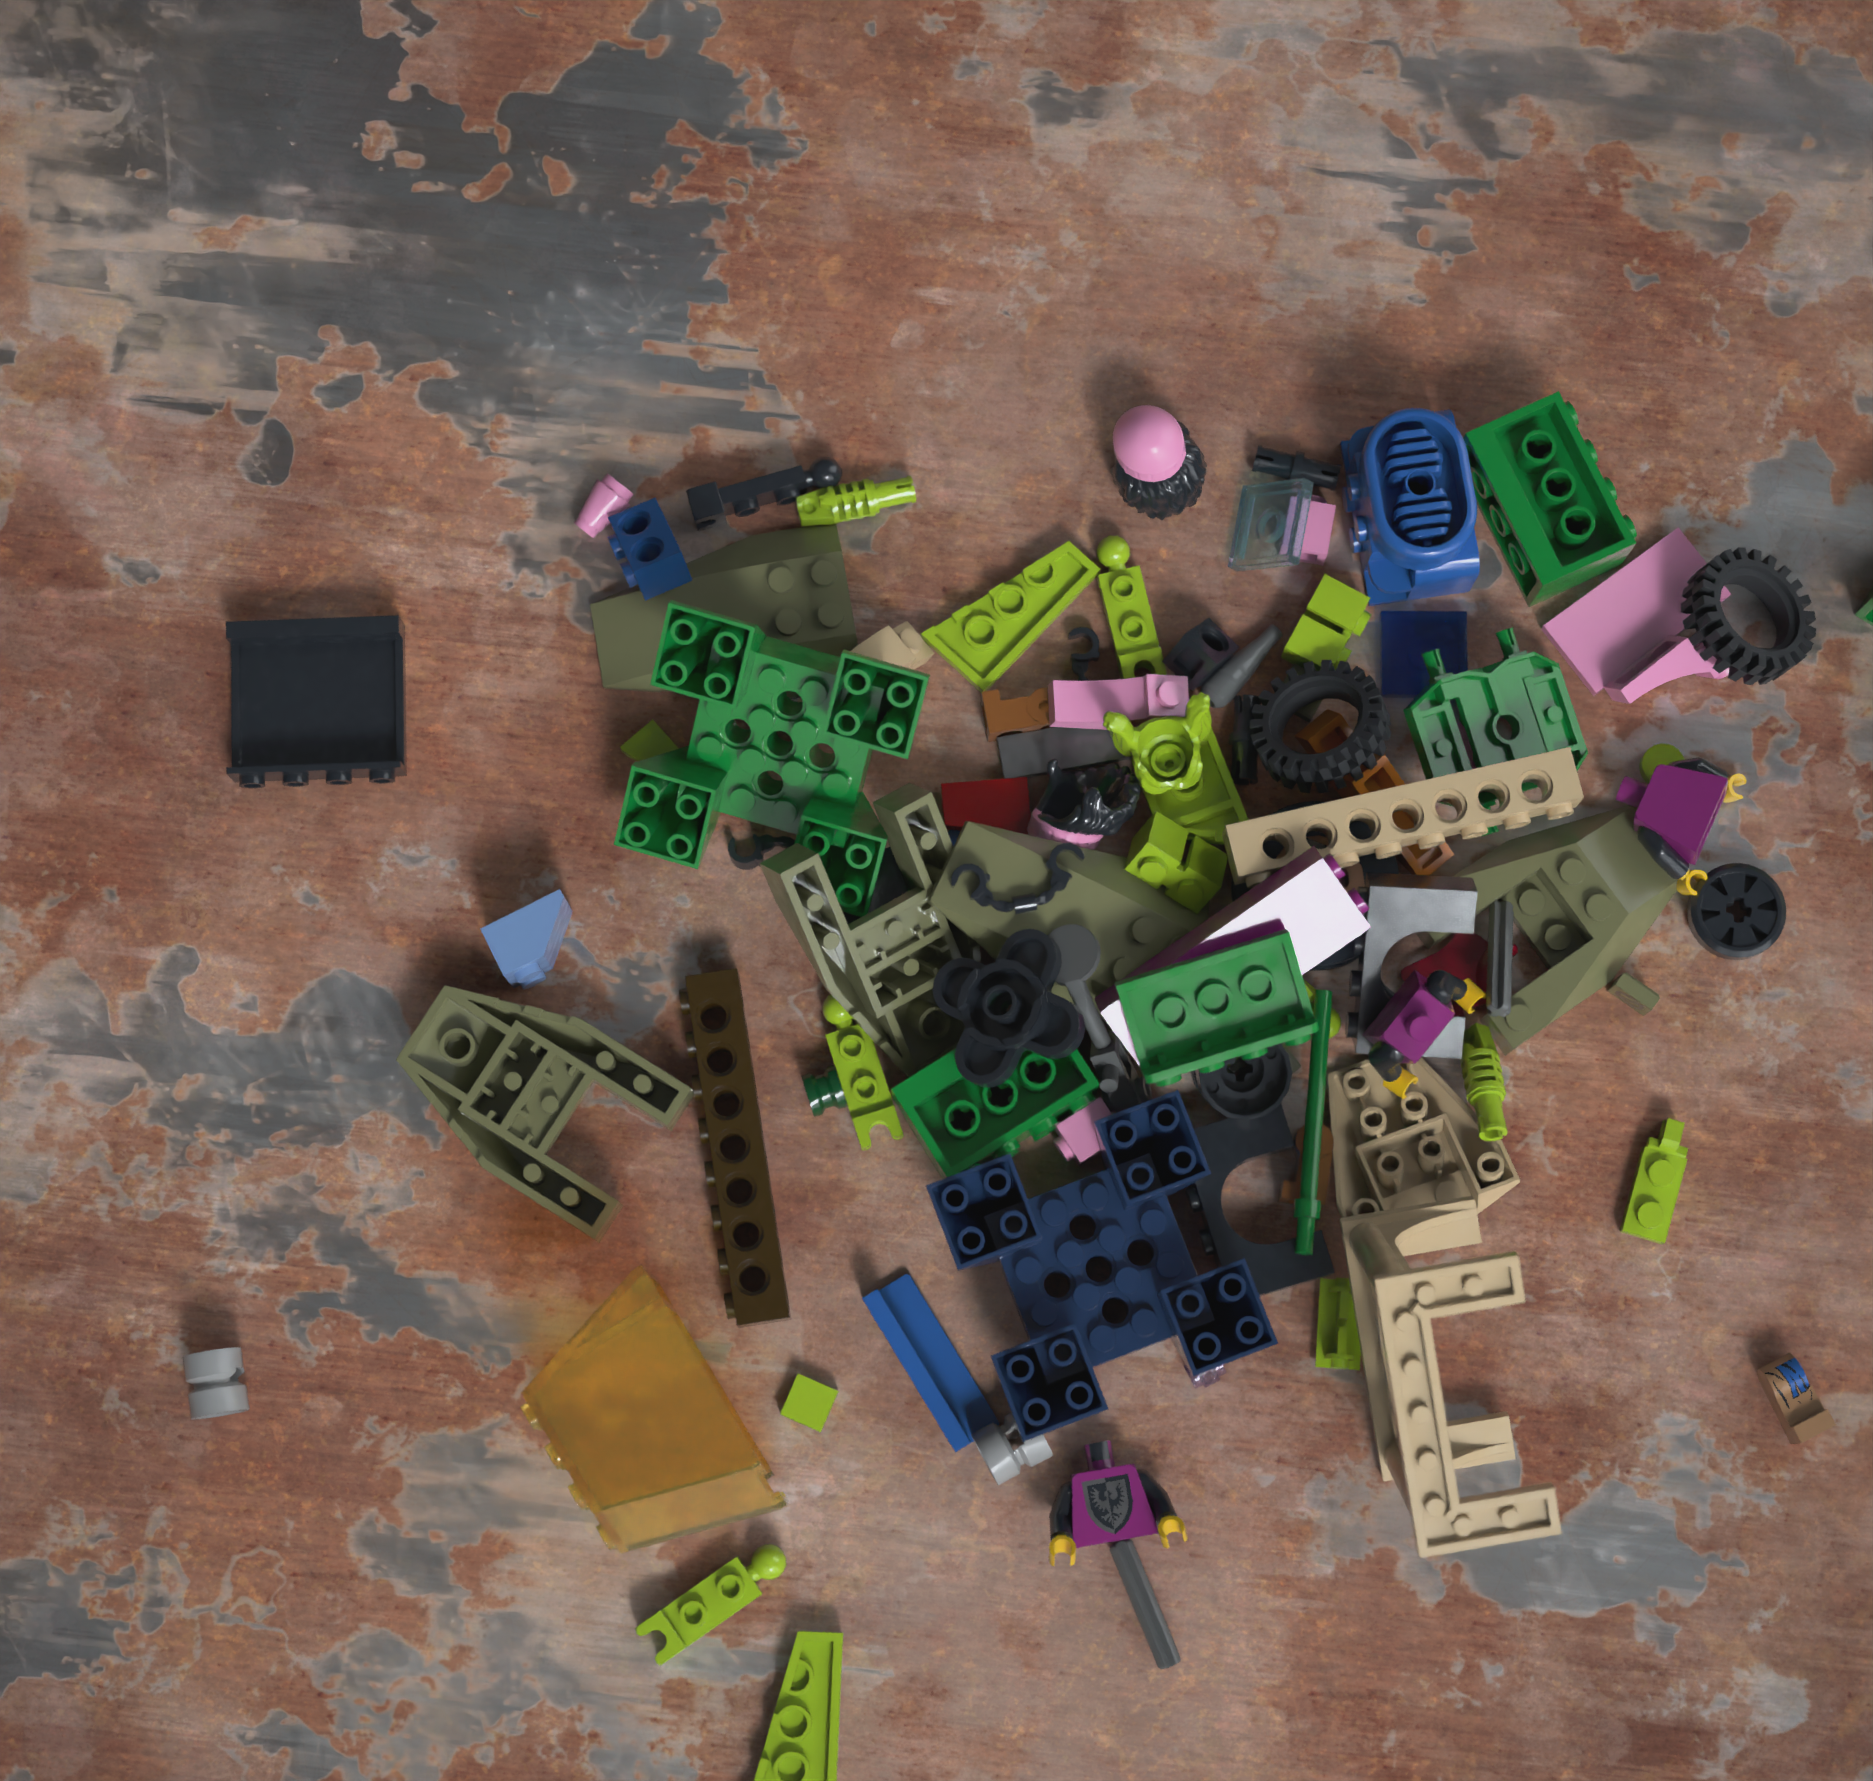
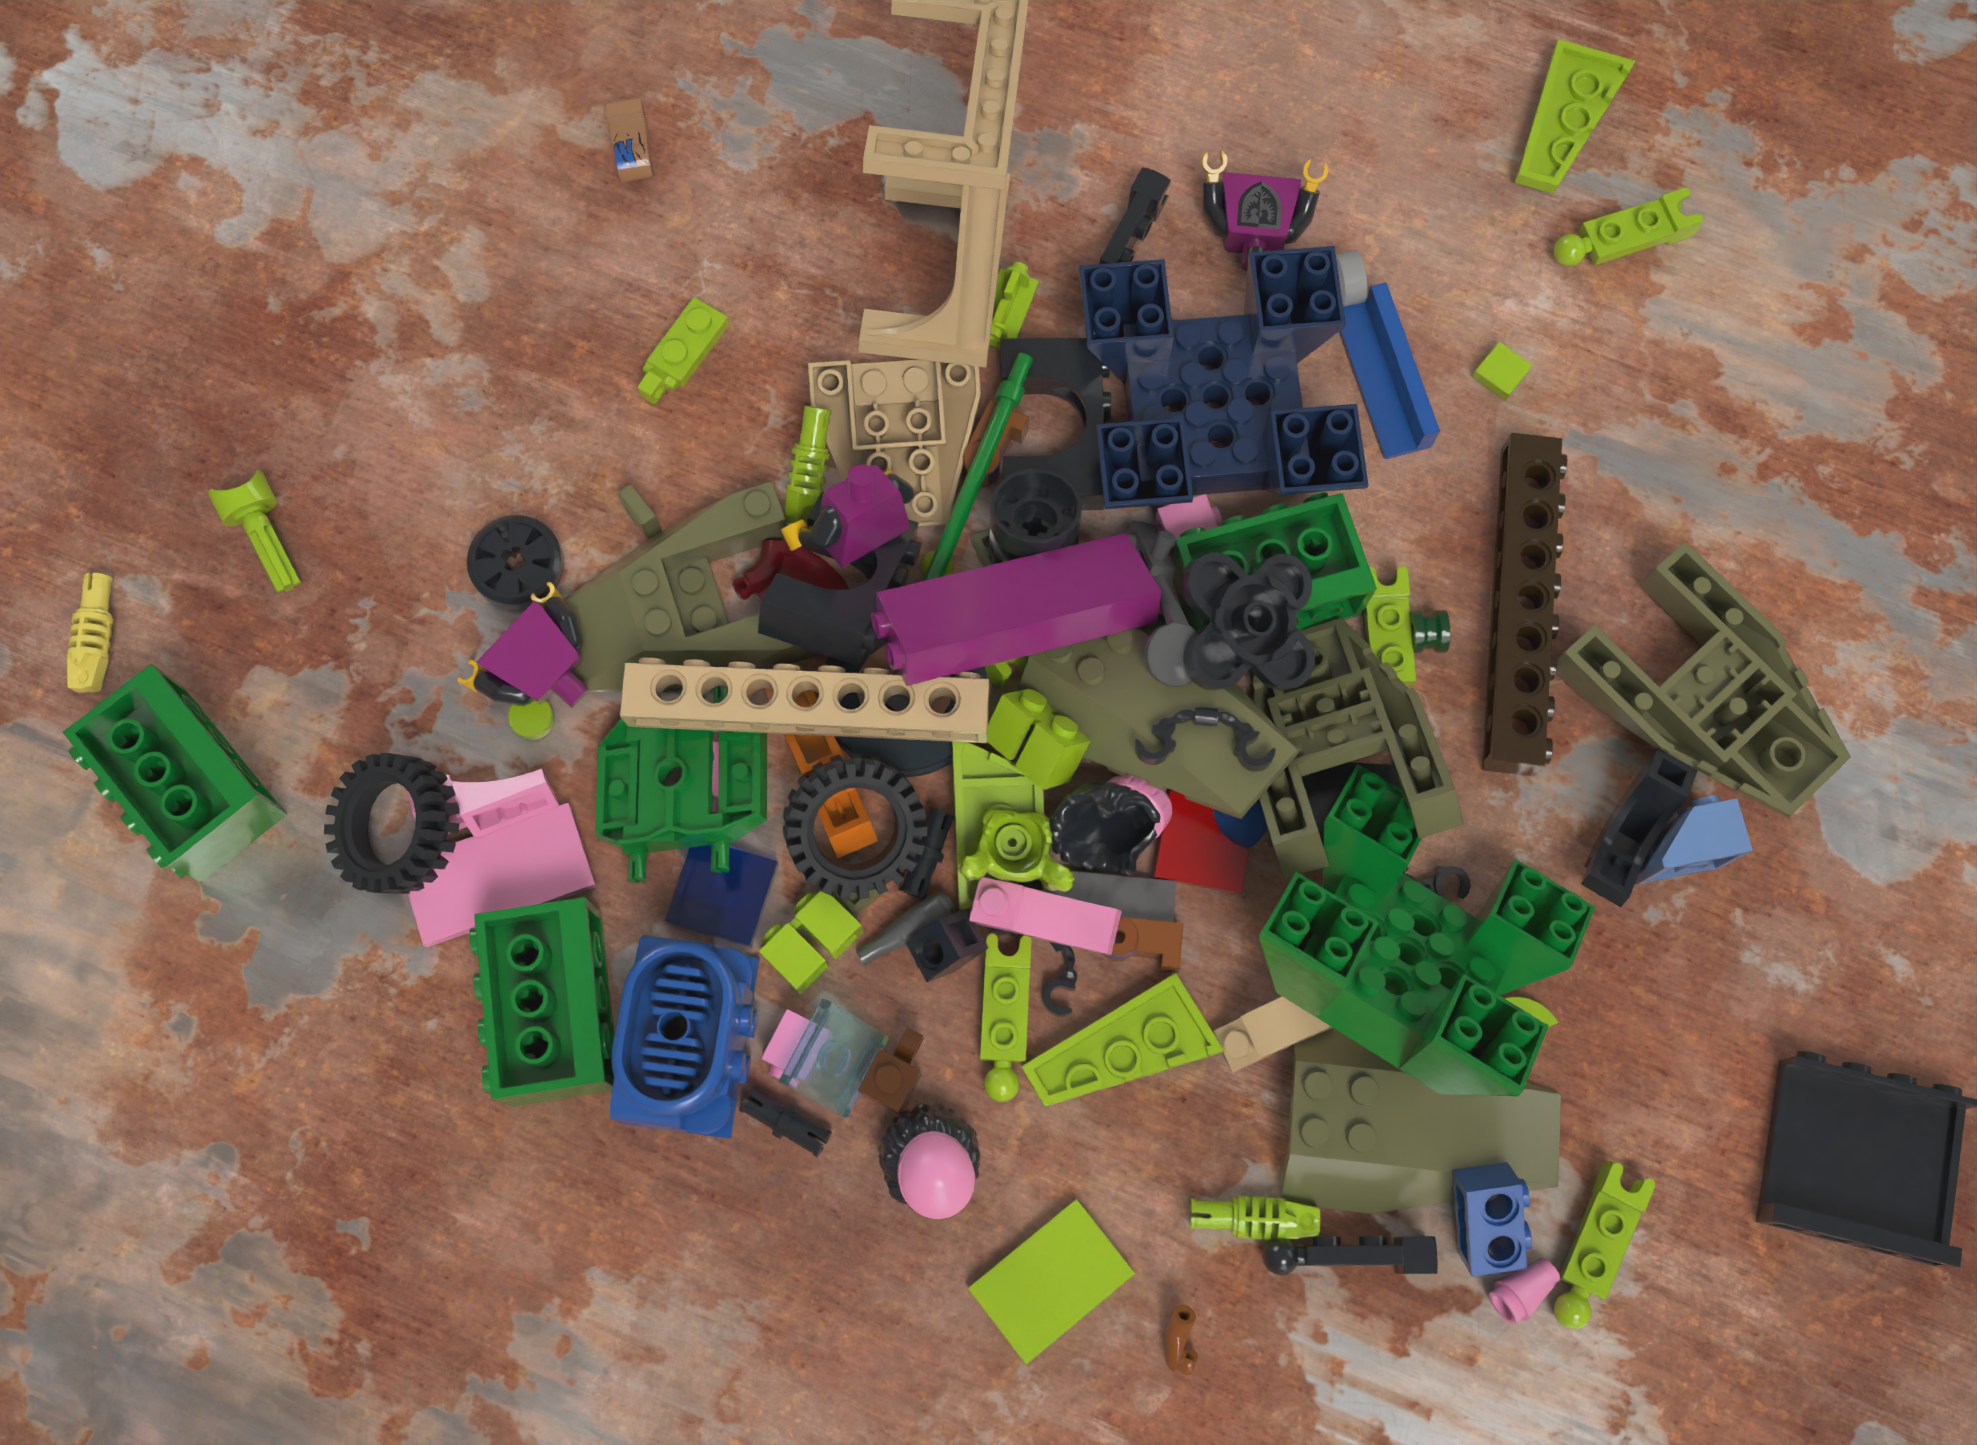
camera: 165 degrees left, 5 degrees down
(543, 563) = (1600, 1243): none -> lime plate
(588, 940) = (1635, 825): none -> black arch
(647, 1425) = (1669, 353): clear yellow windscreen -> none
(898, 382) = (1176, 1336): none -> dark orange arm
(1020, 401) = (1051, 1281): none -> lime tile
(1145, 1604) = (1244, 128): dark grey axle -> none
(1213, 528) = (892, 1077): none -> reddish brown brick
(1217, 1008) = (1050, 553): green bracket -> none
(1230, 1493) = (1144, 206): none -> black plate
(1499, 959) = (755, 564): dark grey axle -> none

